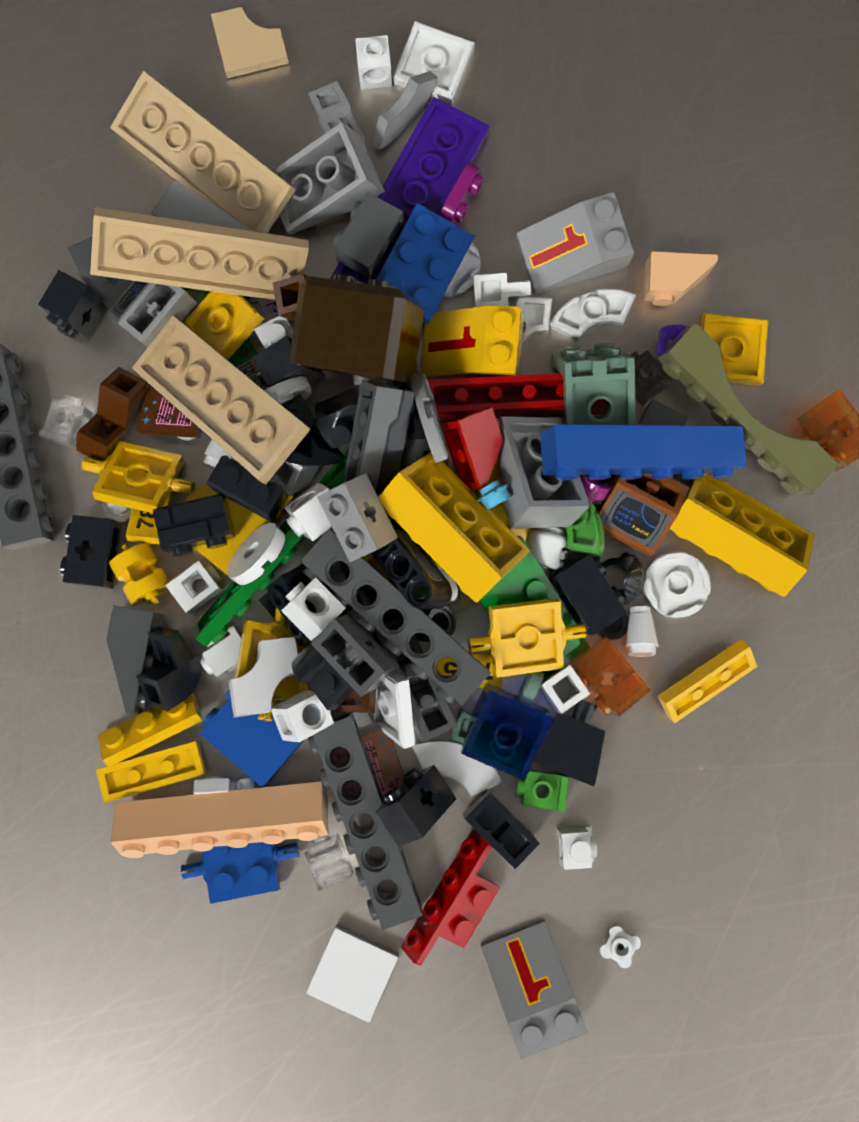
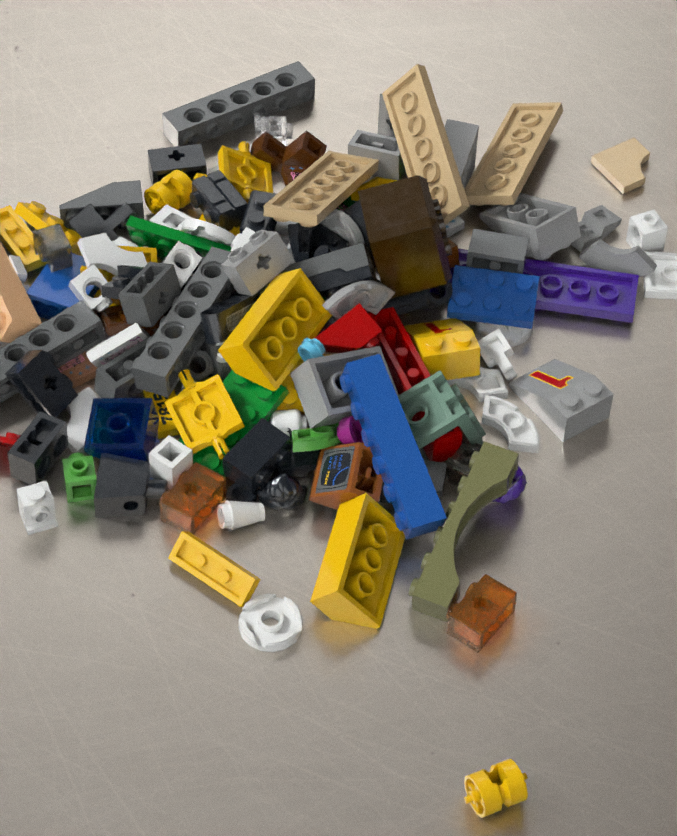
camera: 70 degrees right, 35 degrees down
(72, 306) = (359, 107): black brick -> none
(212, 741) = (53, 247): none -> clear smoke brick
(467, 184) = (566, 311): magenta plate -> none
(530, 687) = (160, 432): sand green tile -> none
(674, 274) = (567, 465): light nougat slope -> none
(676, 584) = (293, 535): white tile -> none
(741, 346) = (523, 527): yellow tile -> none
(801, 641) = (274, 637): none -> white tile

